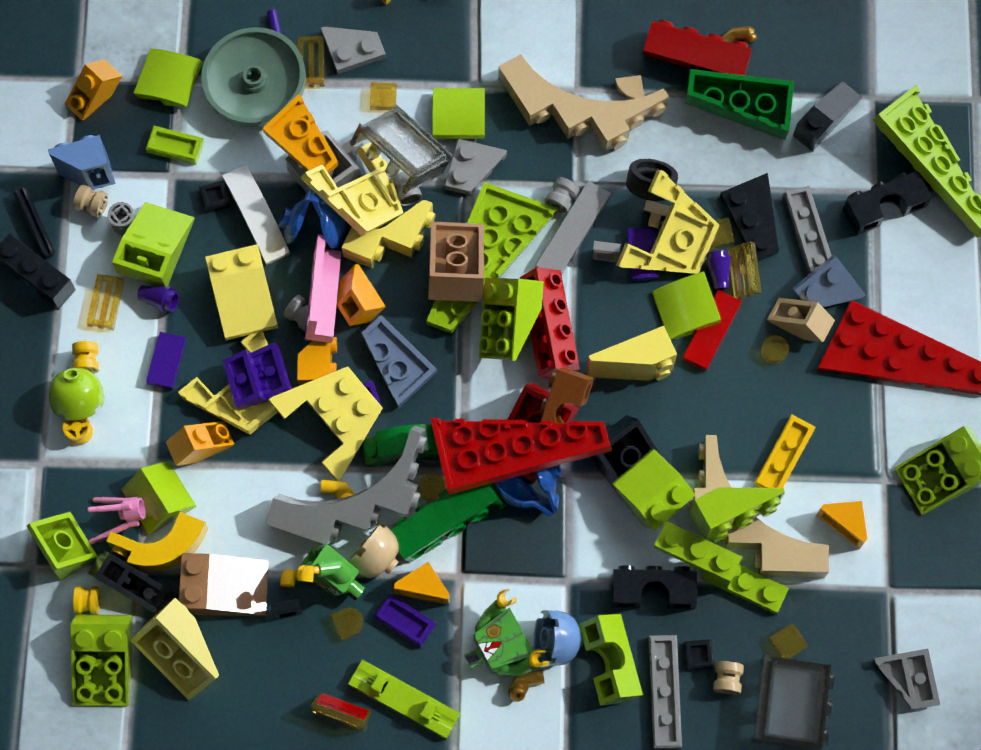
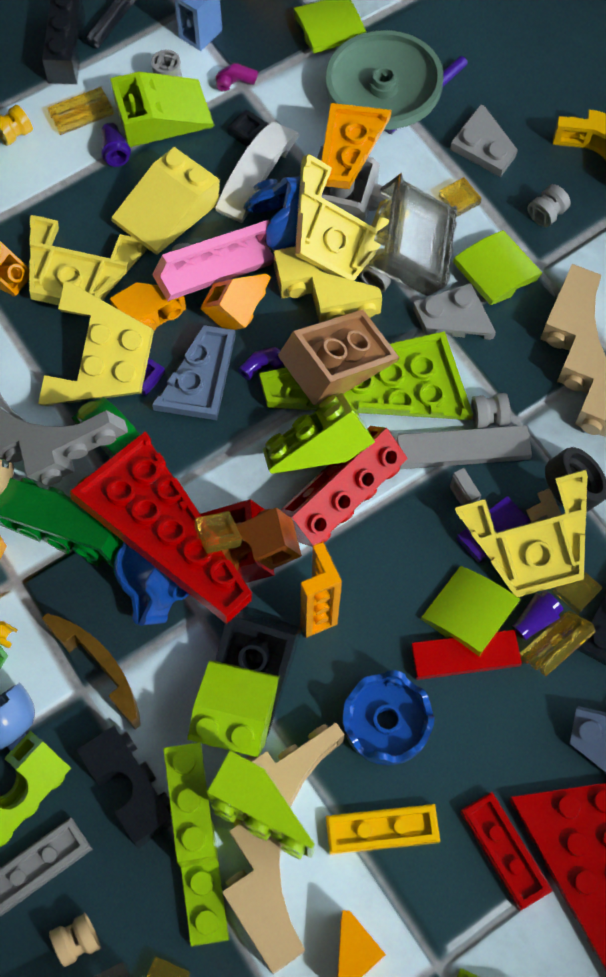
camera: 55 degrees right, 5 degrees down
(90, 200) = (164, 35): tan wheel -> none
(160, 172) = (232, 74): none -> magenta arm
(166, 360) = (58, 190): dark purple tile -> none
(174, 145) = (272, 69): lime tile -> none
(256, 375) = (90, 263): dark purple slope -> none
(311, 81) = (446, 123): clear yellow tile -> none
(338, 488) = (32, 410): yellow arm -> none
(412, 311) = (259, 359): none -> dark purple arm
(438, 46) = (545, 208): none -> light grey wheel
(546, 416) = (218, 532): none -> clear yellow tile
(597, 555) = (70, 637): none -> pearl gold slope
(623, 381) = (320, 594): none -> light orange fence
(635, 359) = (372, 595): light yellow slope -> none
(698, 654) = (85, 888): black tile -> none
(722, 386) = (391, 693): none -> blue plate
(775, 349) = (496, 736): clear yellow tile -> none
(802, 318) = (552, 741): tan slope -> none
(846, 394) = (506, 851): none -> red tile

